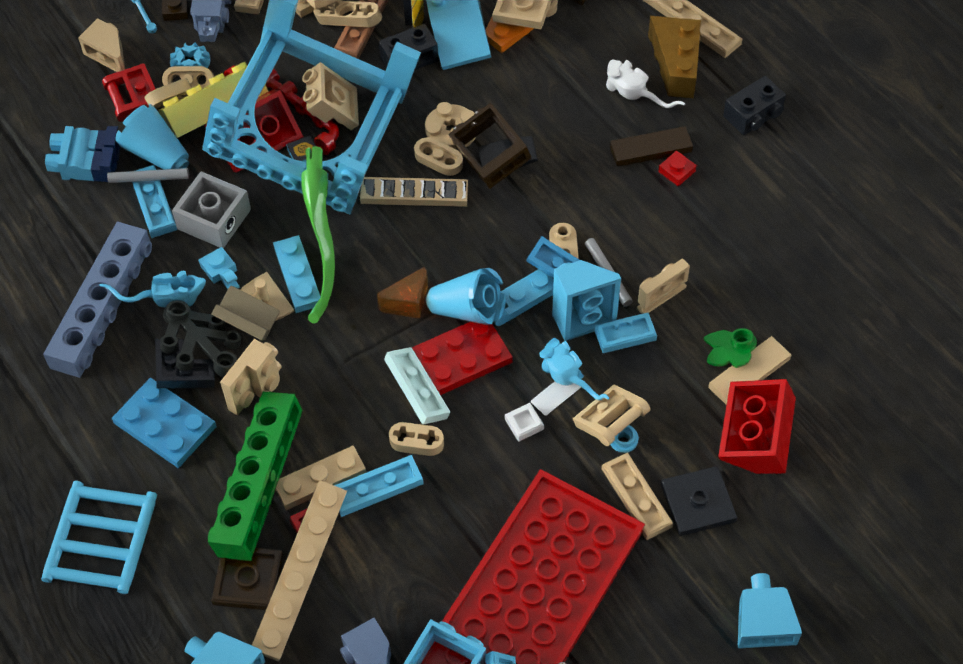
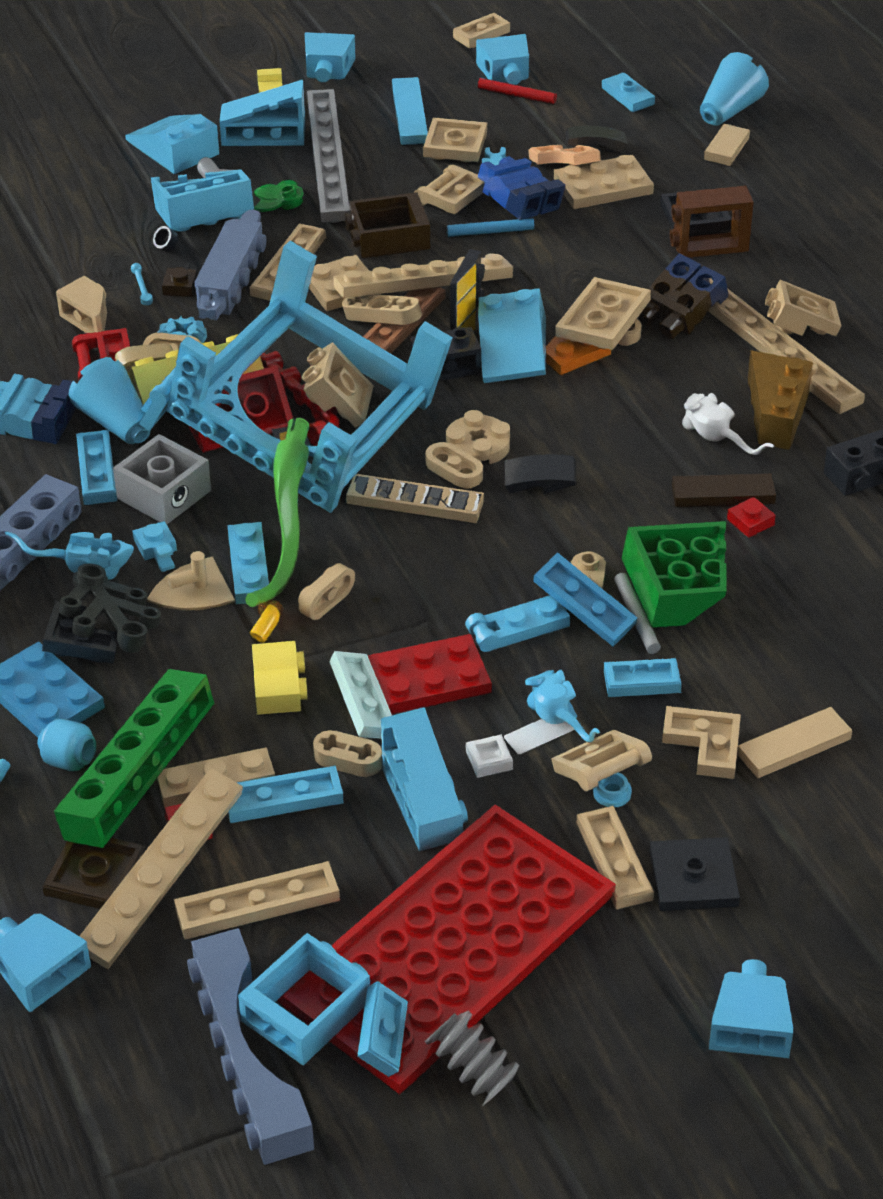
camera: 10 degrees right, 15 degrees down
(148, 175) = (97, 437): light grey bar -> none
(193, 143) = (157, 403): none -> medium azure plate
(198, 471) = (67, 745): none -> medium azure head
(246, 313) = (173, 589): dark tan panel -> none
(251, 375) = (156, 646): tan plate -> none
(327, 327) = (270, 614): none -> yellow arm
(346, 380) = (277, 678): none -> light yellow brick
(361, 301) = (326, 591): none -> tan plate
(378, 584) = (256, 900): none -> tan plate
(405, 296) = (374, 599): clear orange slope -> none
(469, 297) = (452, 605): medium azure cone -> none
(481, 459) = (421, 779): none -> medium azure wedge
(505, 162) = (529, 476): dark brown window -> none
(584, 297) = (594, 621): medium azure slope -> none
(634, 232) = (676, 569): none -> green wedge
(663, 286) = (701, 631): tan plate -> none
(687, 373) = (710, 731): none -> tan plate
(731, 347) = (775, 712): green plate -> none
(758, 425) = (790, 797): red slope -> none

